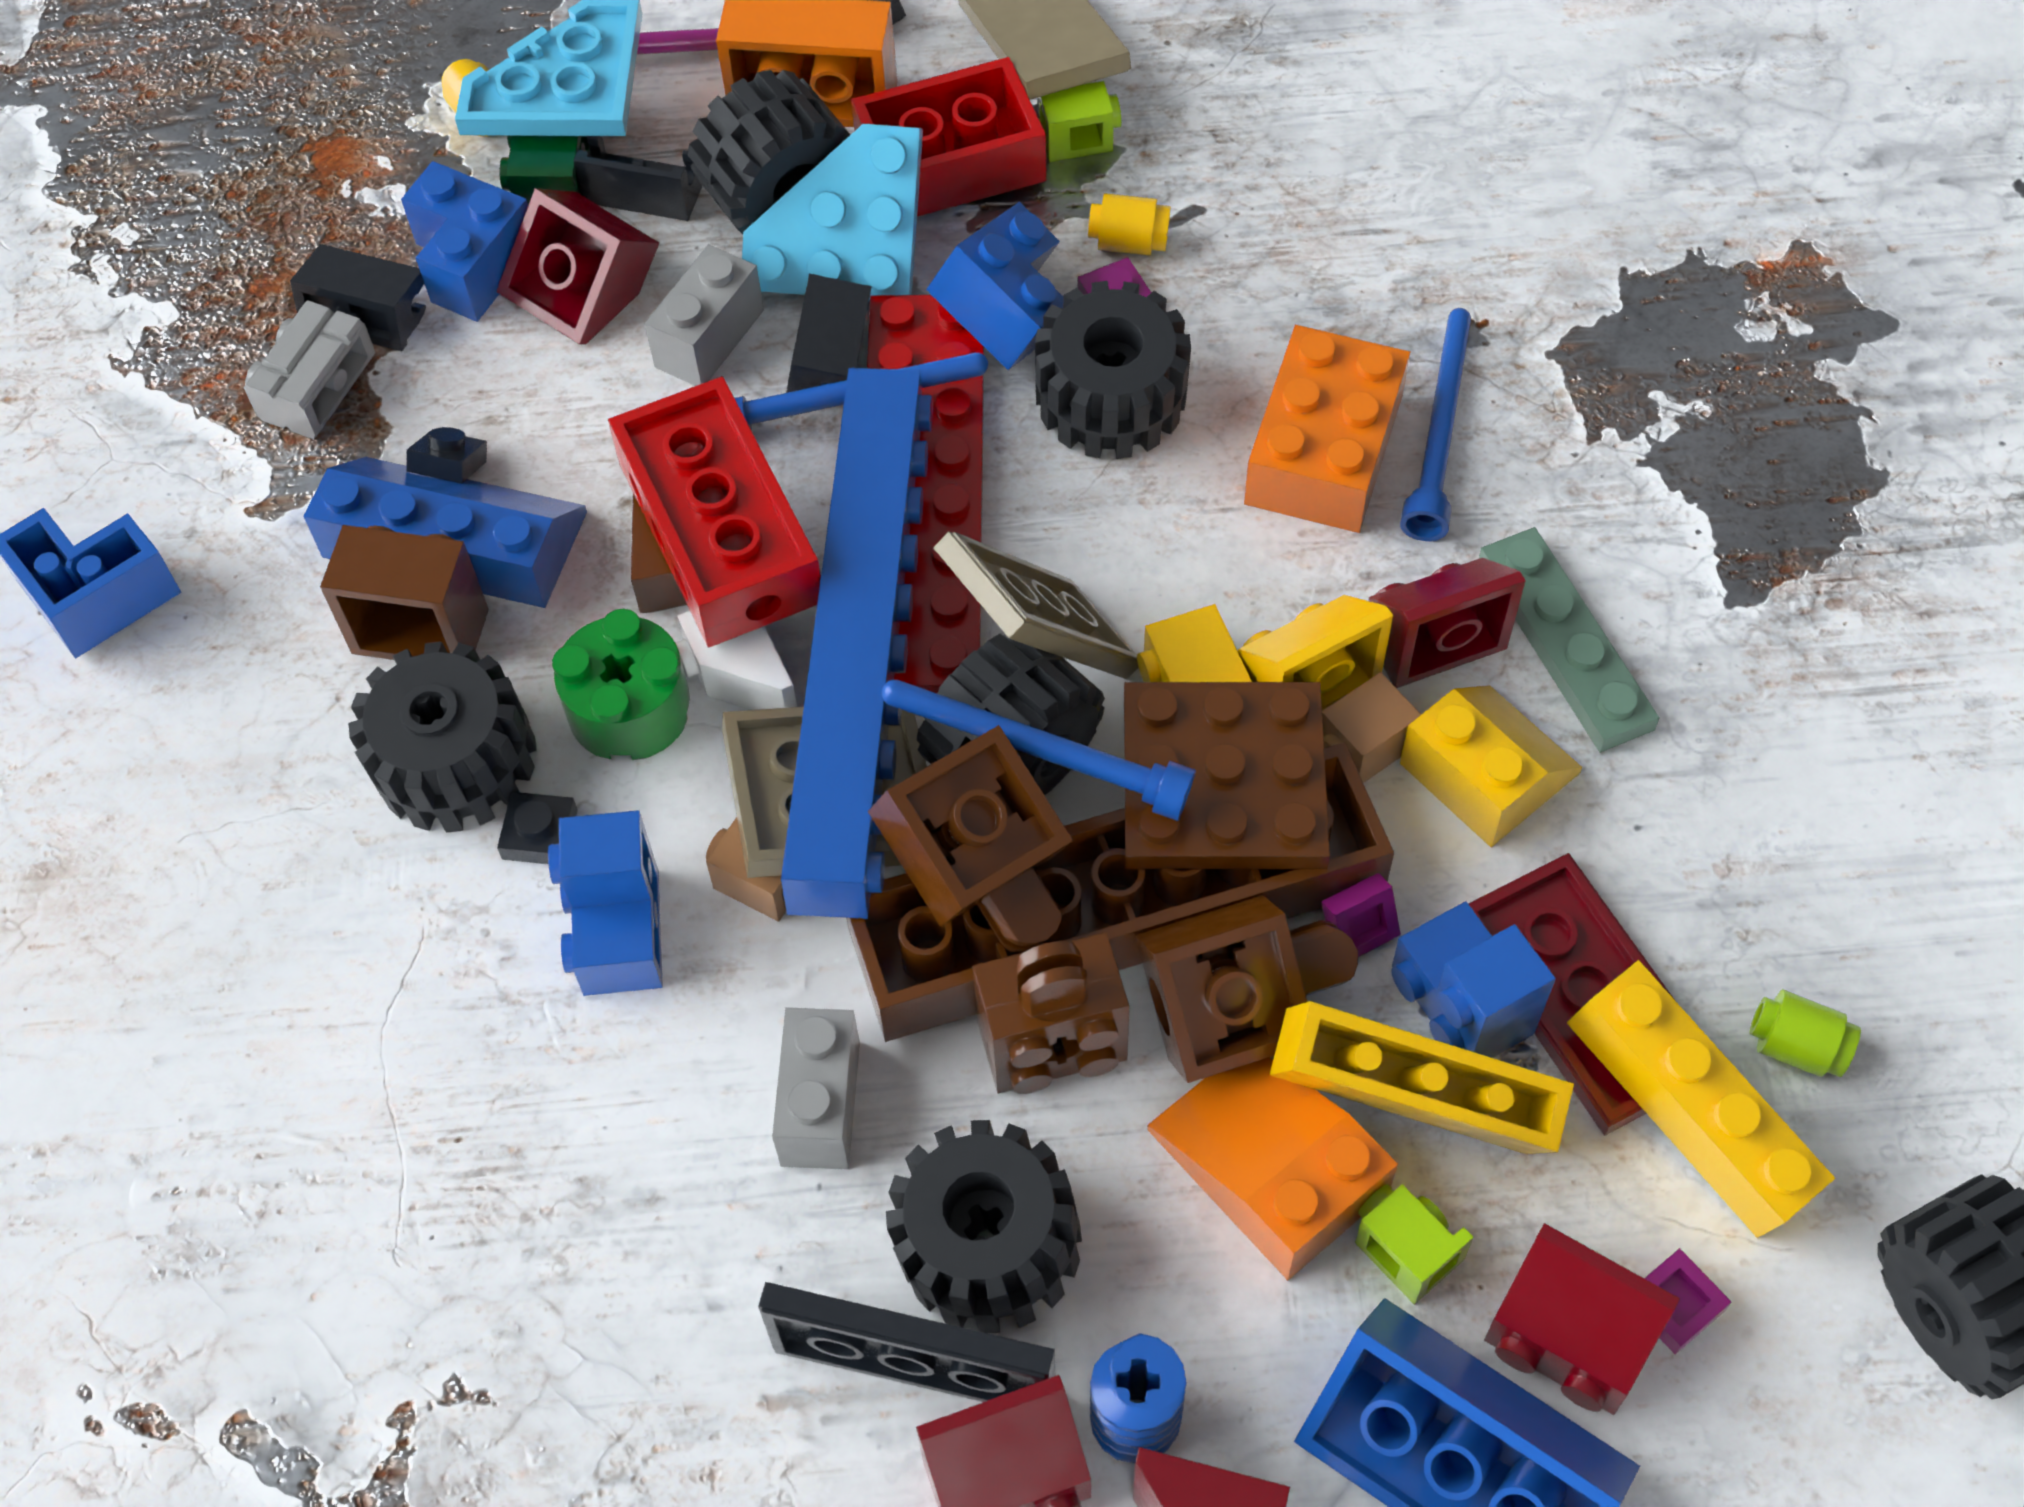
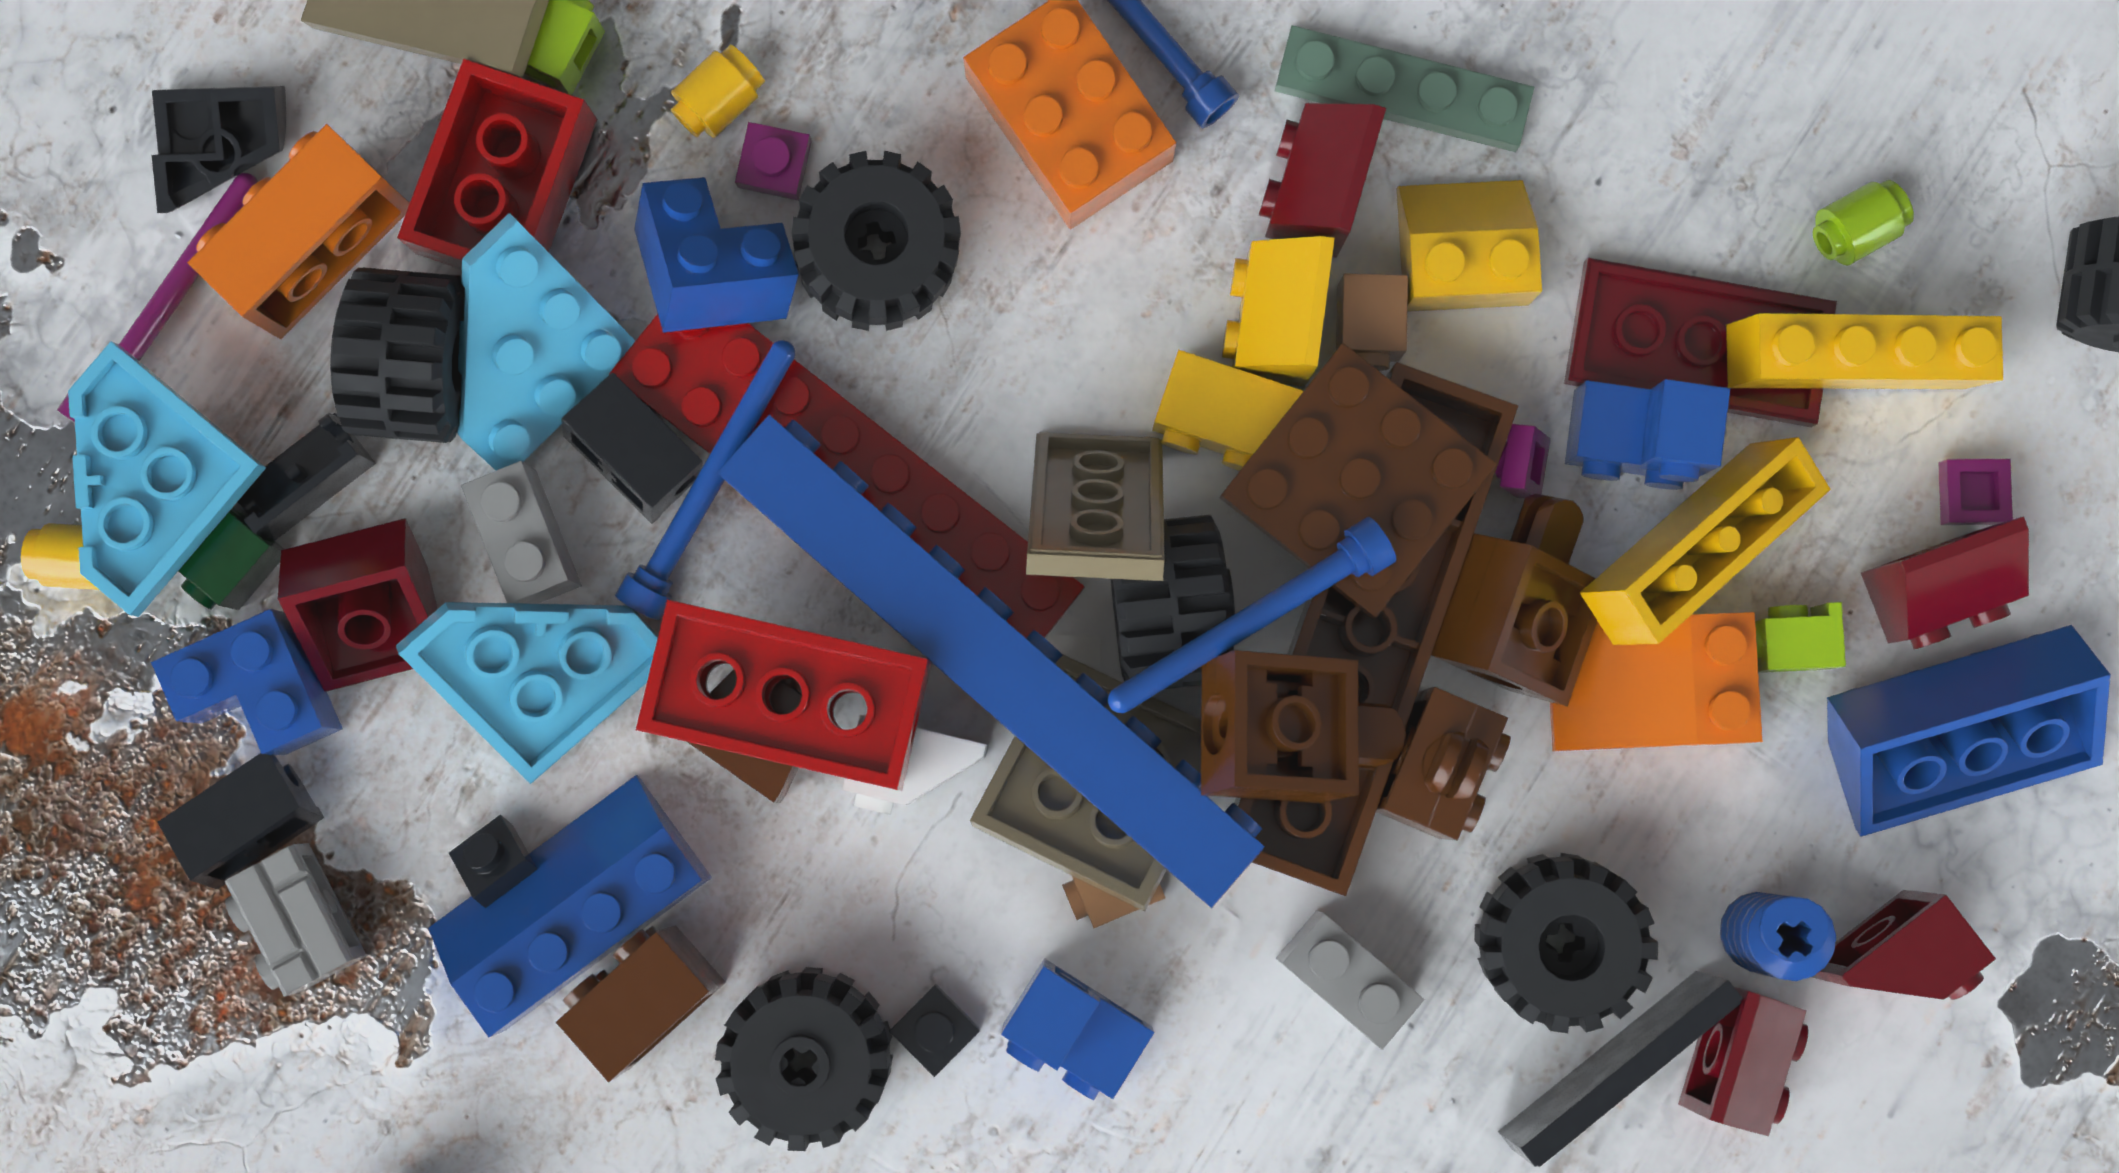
camera: 55 degrees left, 25 degrees up
(593, 364) = (532, 672): none -> medium azure plate
(622, 686) = (841, 906): green brick -> none

